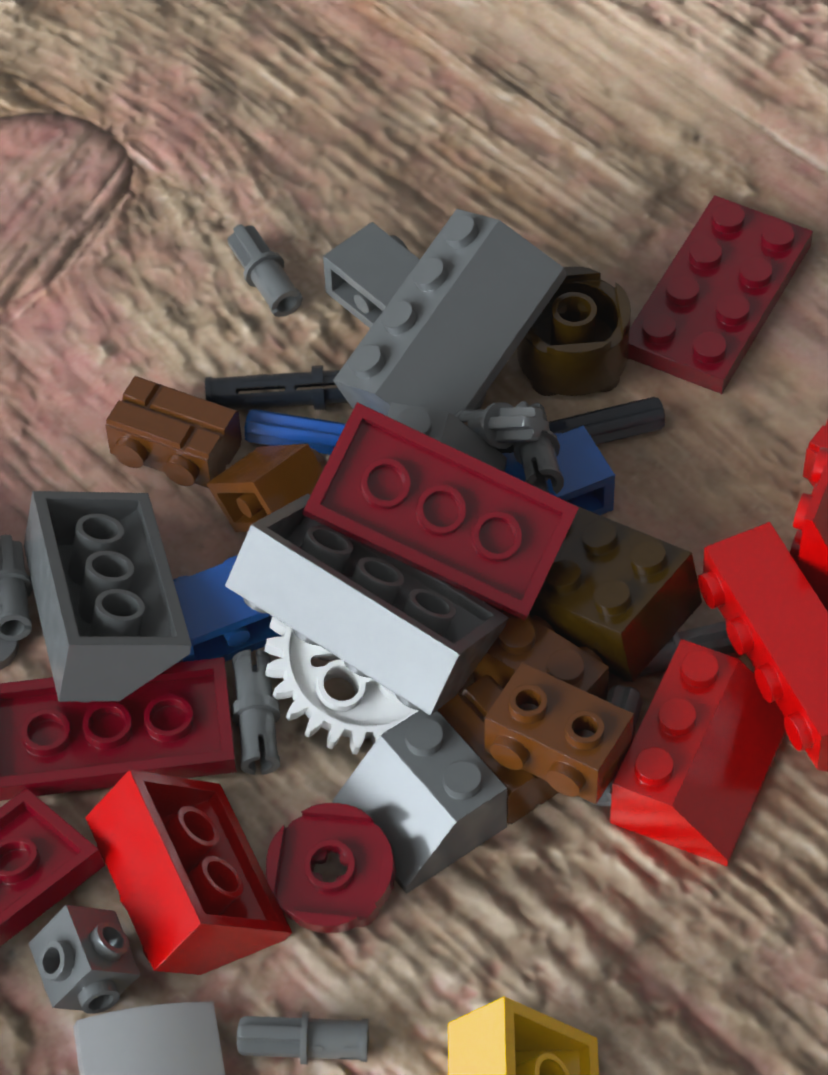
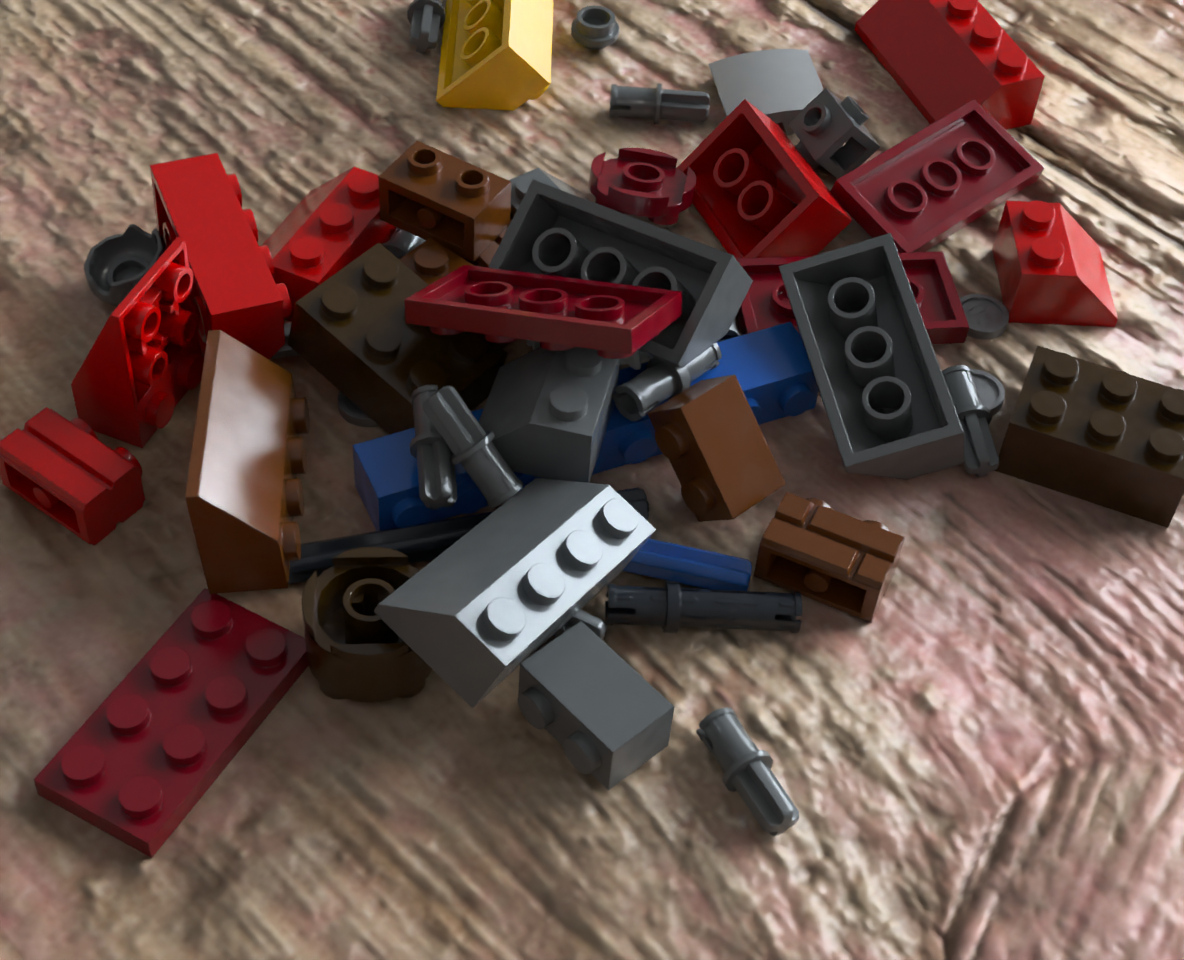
camera: 175 degrees right, 5 degrees down
(705, 433) = (246, 469): none -> reddish brown slope

